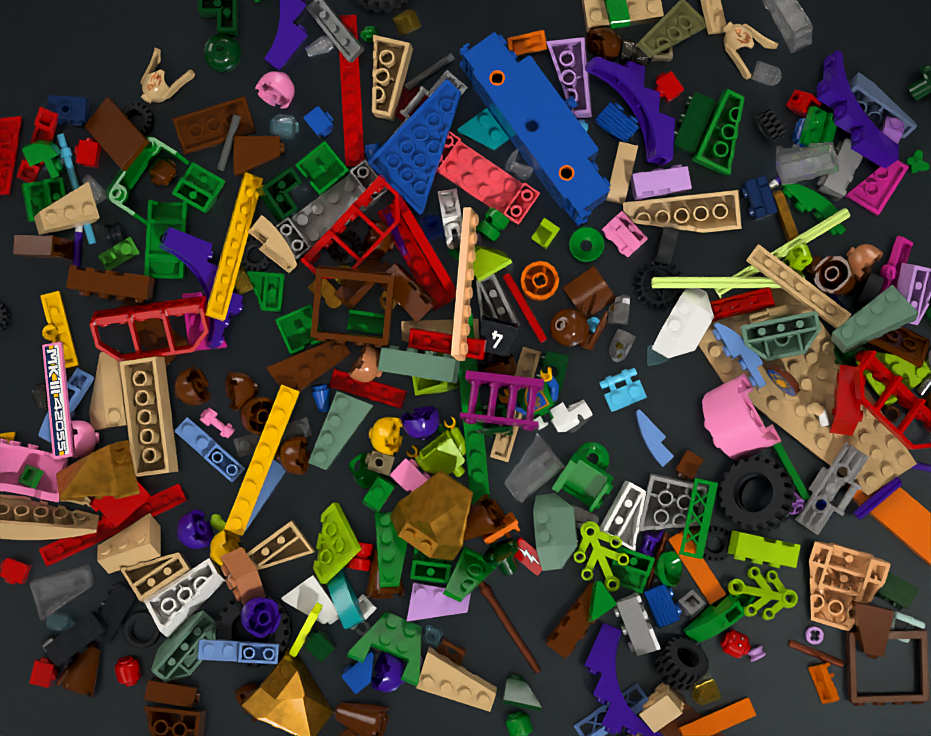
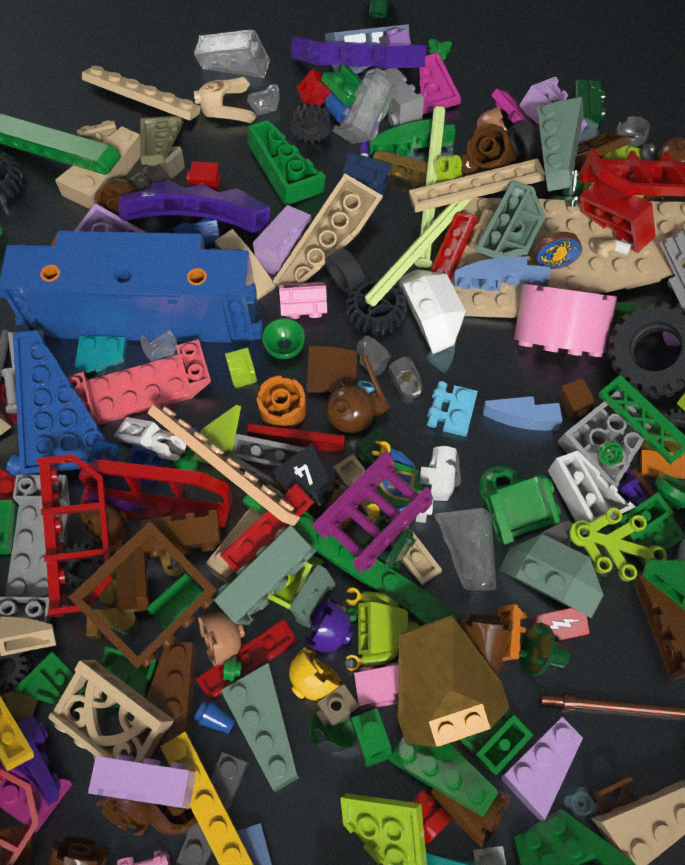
camera: 50 degrees left, 20 degrees down
(257, 394) = (142, 781): none -> lavender wedge
(258, 334) = (90, 737): none -> tan fence
(294, 456) = (252, 802): reddish brown cylinder -> none
(354, 387) = (232, 669): none -> green plate
(417, 203) = (103, 451): none -> clear blue tile
(436, 397) = (311, 595): none -> sand green plate
(467, 575) = (537, 706): green wing -> none
(492, 224) = (189, 405): green wheel -> none
(657, 513) = (610, 453): none -> green plate
(693, 123) = (253, 177): dark green brick -> none

